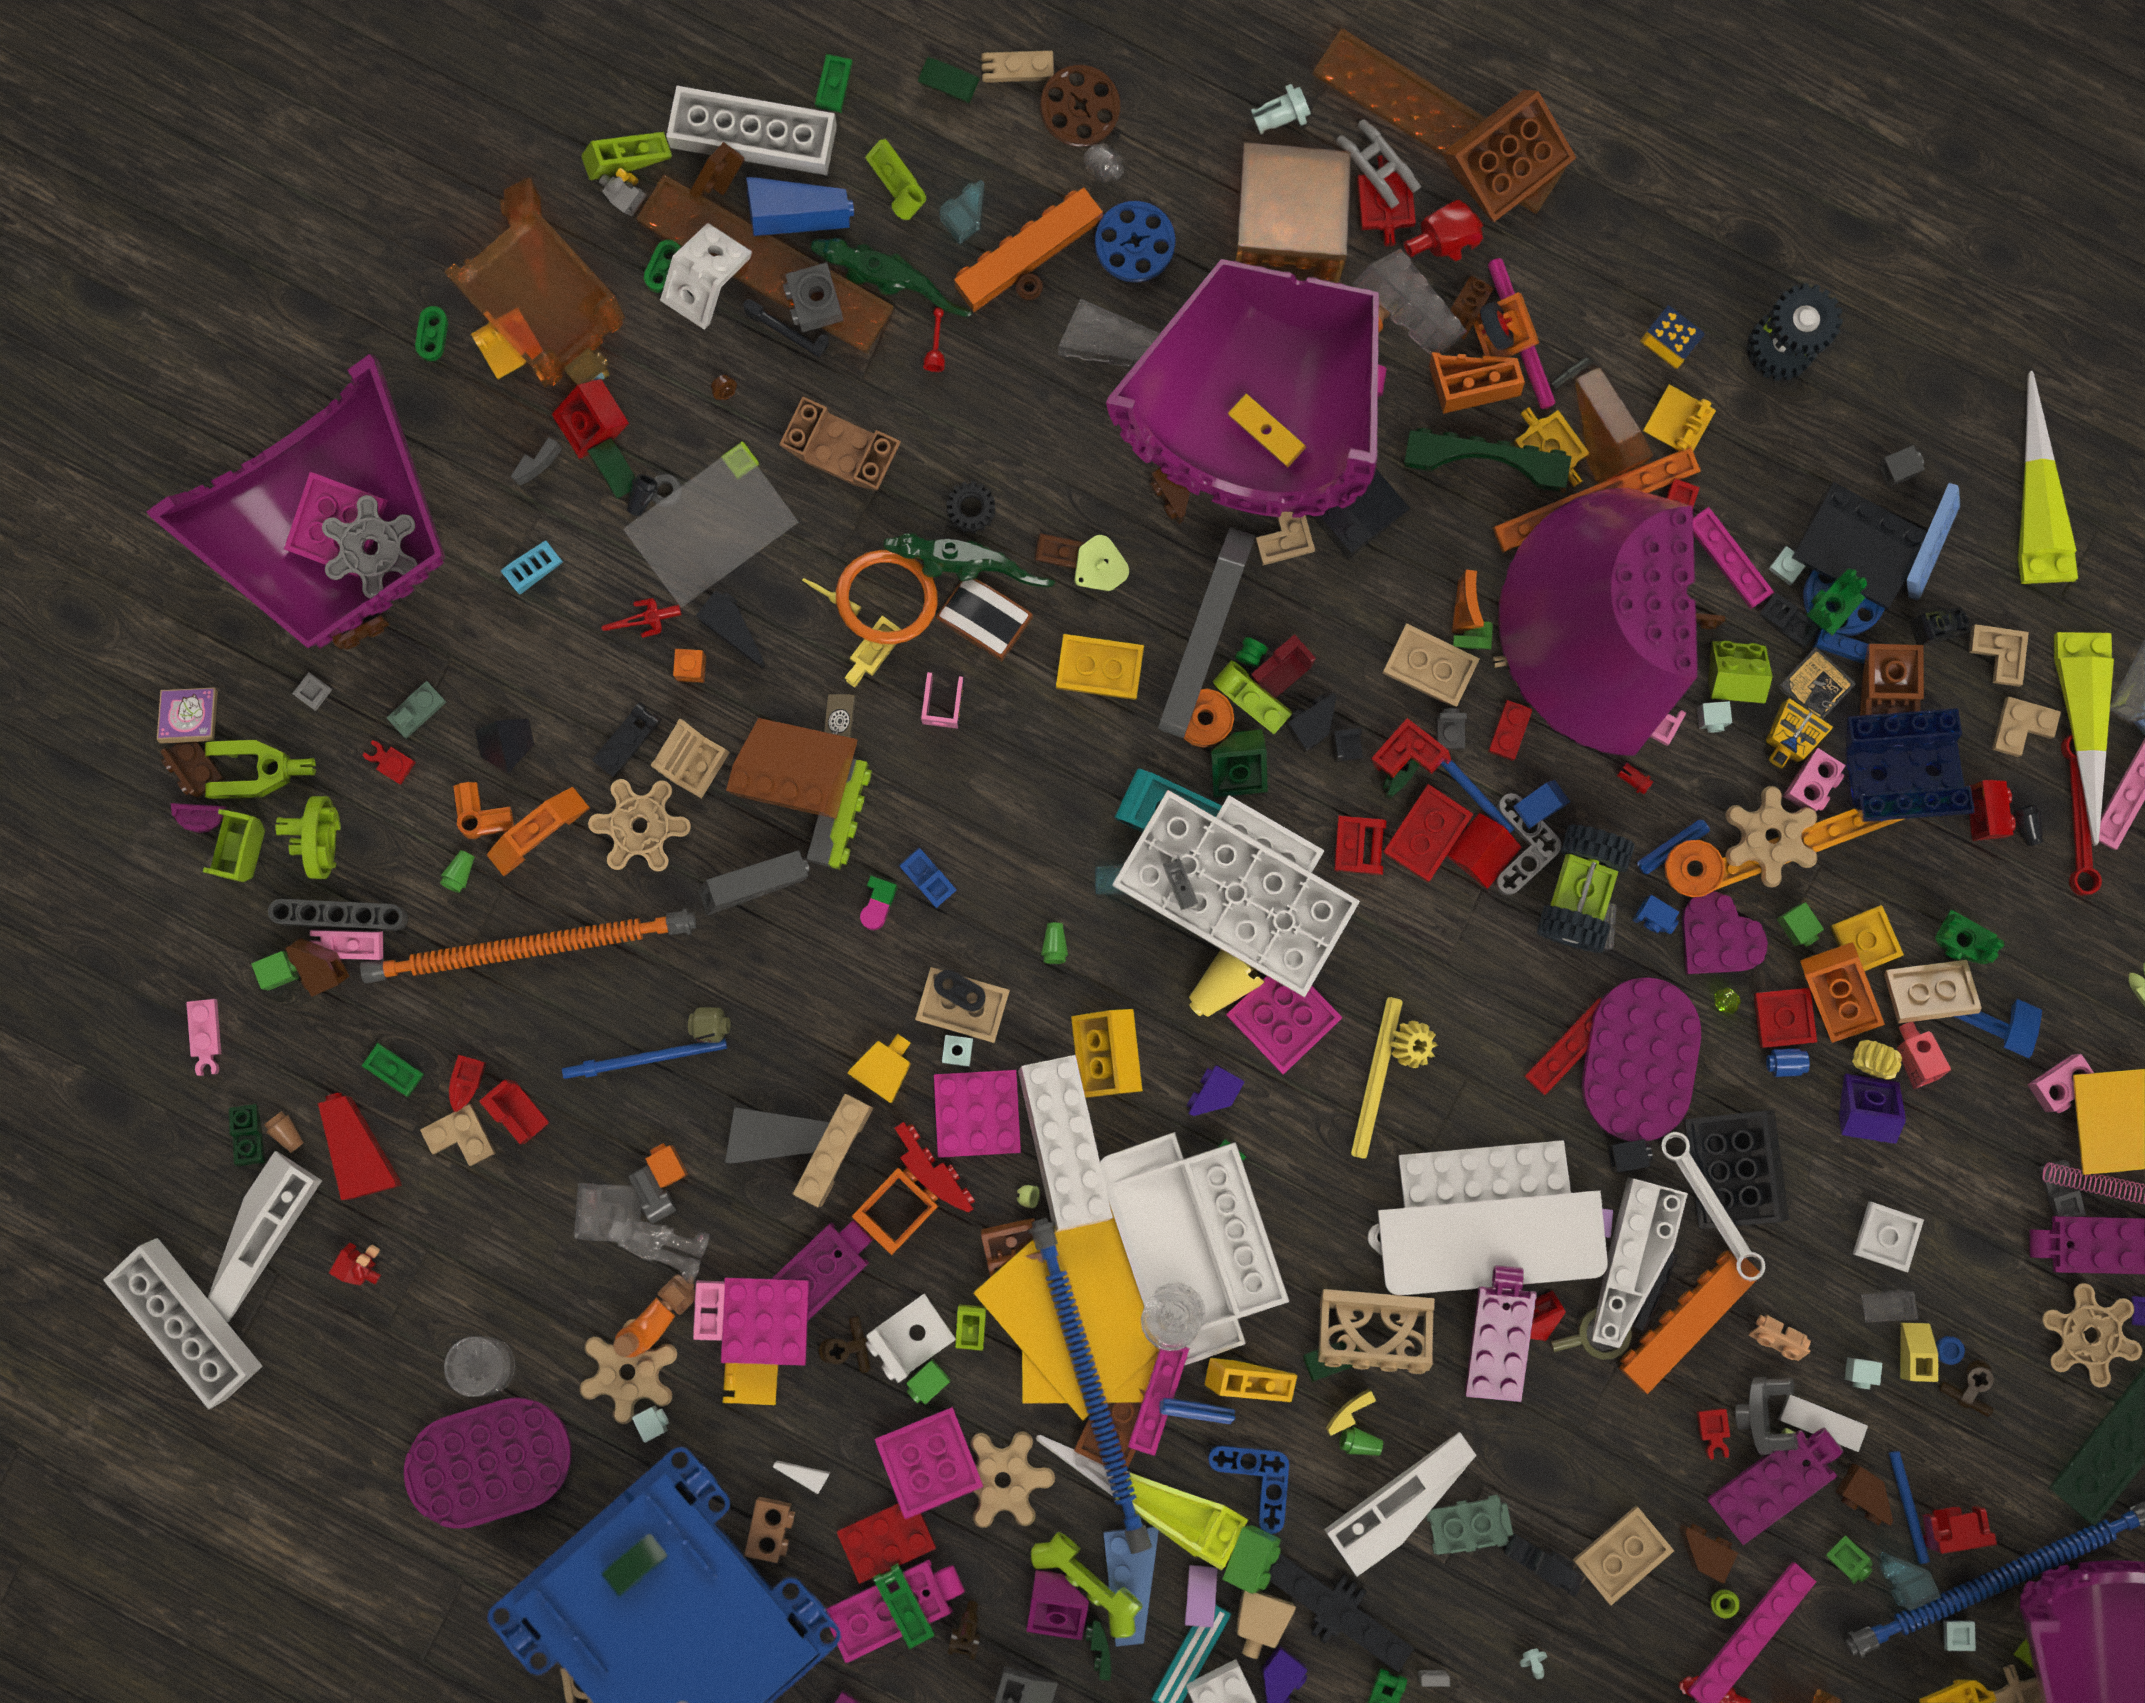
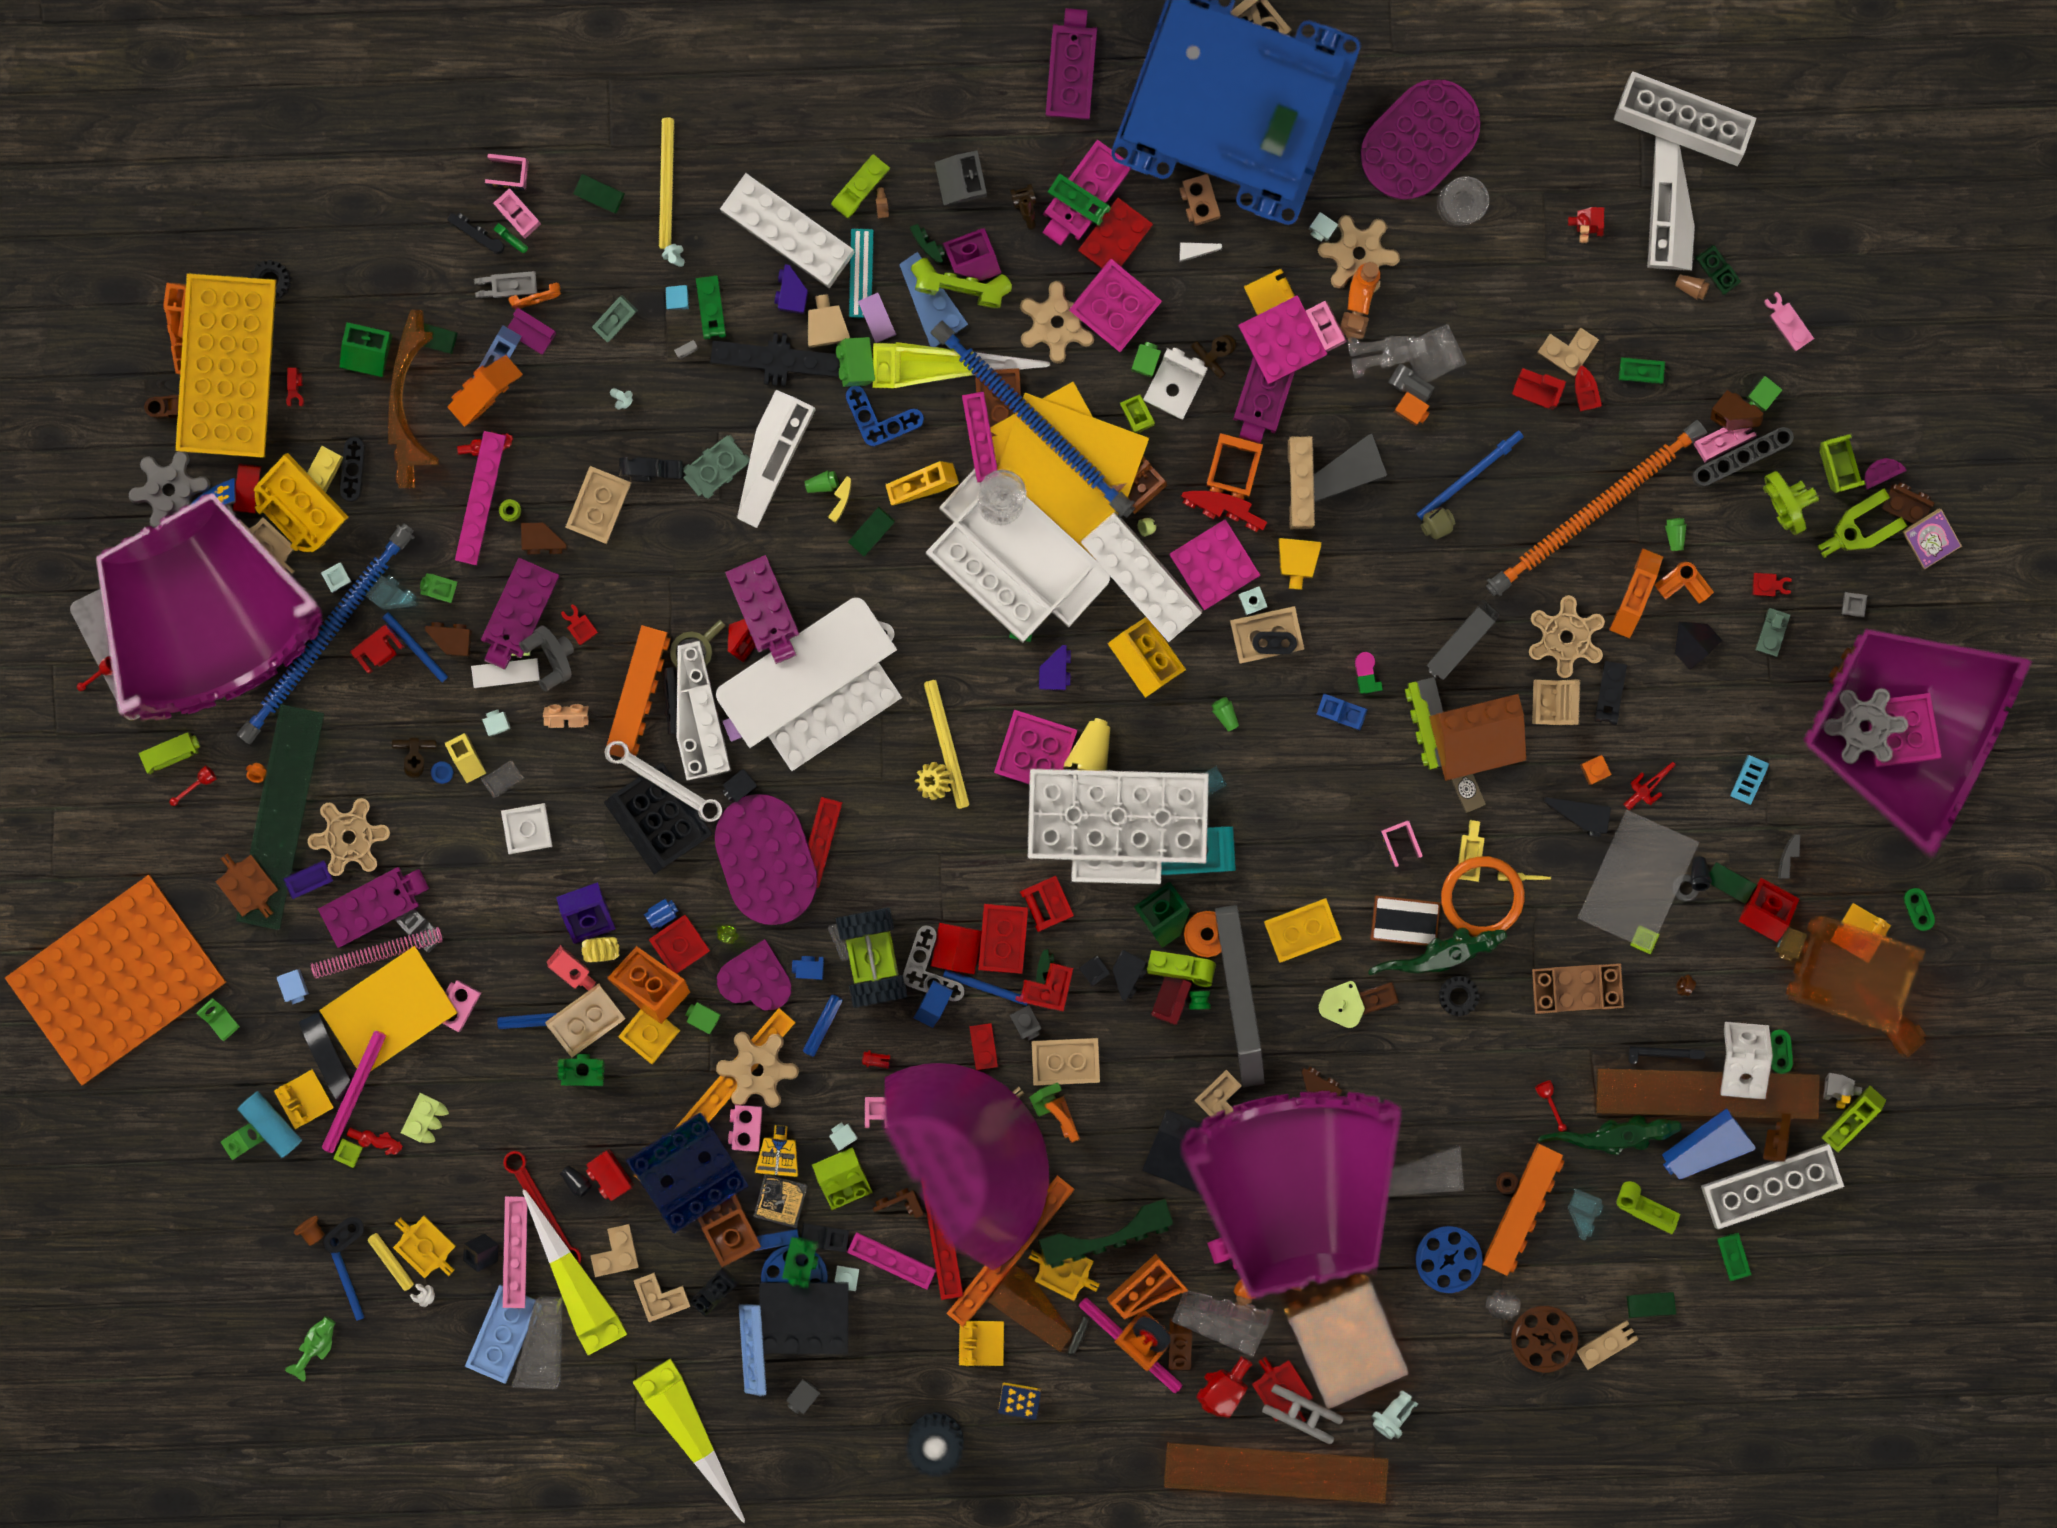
camera: 155 degrees right, 5 degrees up
(354, 1151) = (1634, 299): red slope -> none
(801, 287) = (1670, 1085): dark grey brick -> none
(1182, 889) = (1157, 796): dark grey bar -> none
(1196, 1410) = (948, 442): blue axle -> none
(1256, 419) = (1288, 1165): yellow tile -> none
(1405, 1306) = (840, 593): tan fence -> none
(1510, 154) = (1210, 1471): dark orange slope -> none
(1711, 864) = (801, 1028): orange wheel -> none
(2023, 1028) = (507, 1028): blue slope -> none

